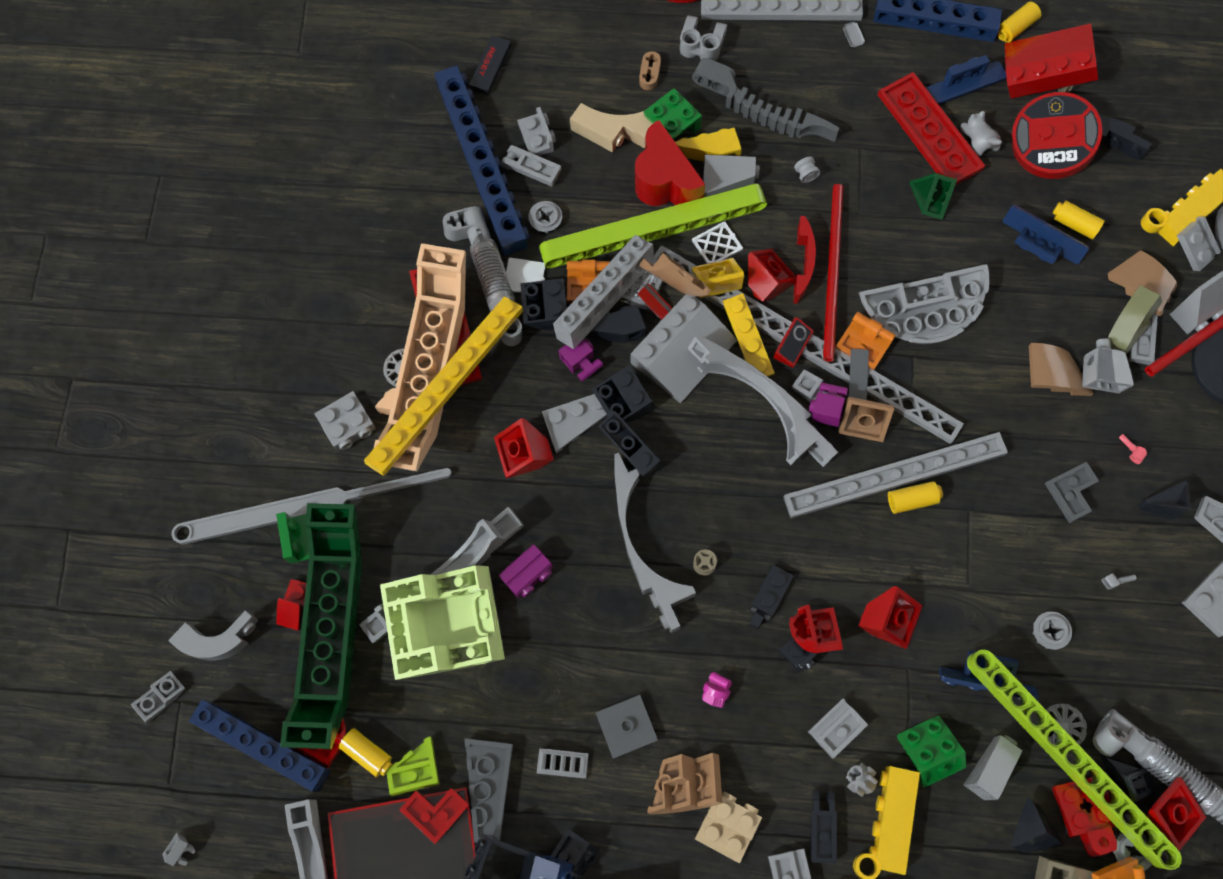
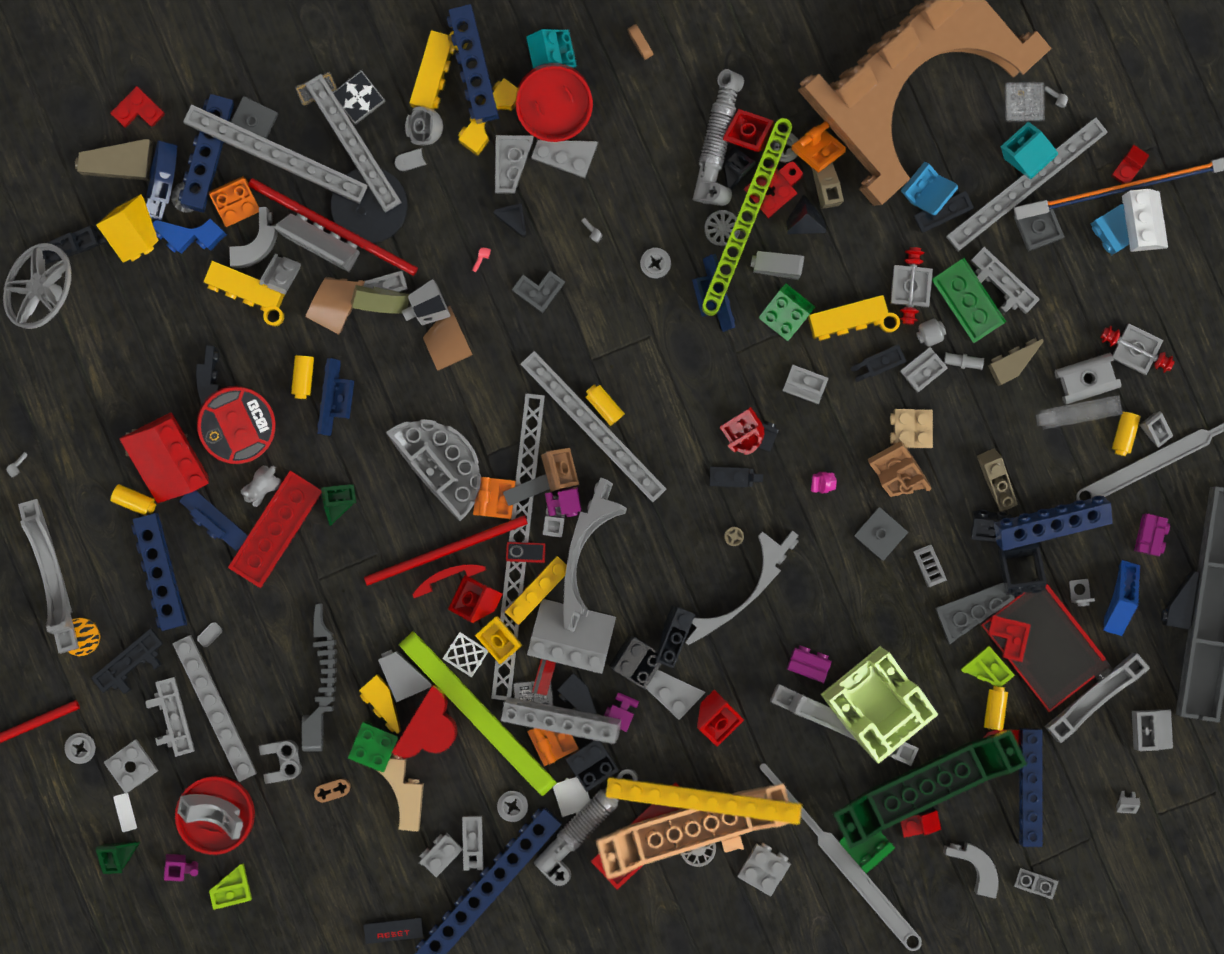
camera: 115 degrees left, 15 degrees up
(676, 276) = (523, 672): medium nougat slope -> none
(807, 169) = (364, 613): light grey wheel -> none
(861, 779) = (833, 352): light grey gear -> none
(891, 617) = (705, 381): red slope -> none

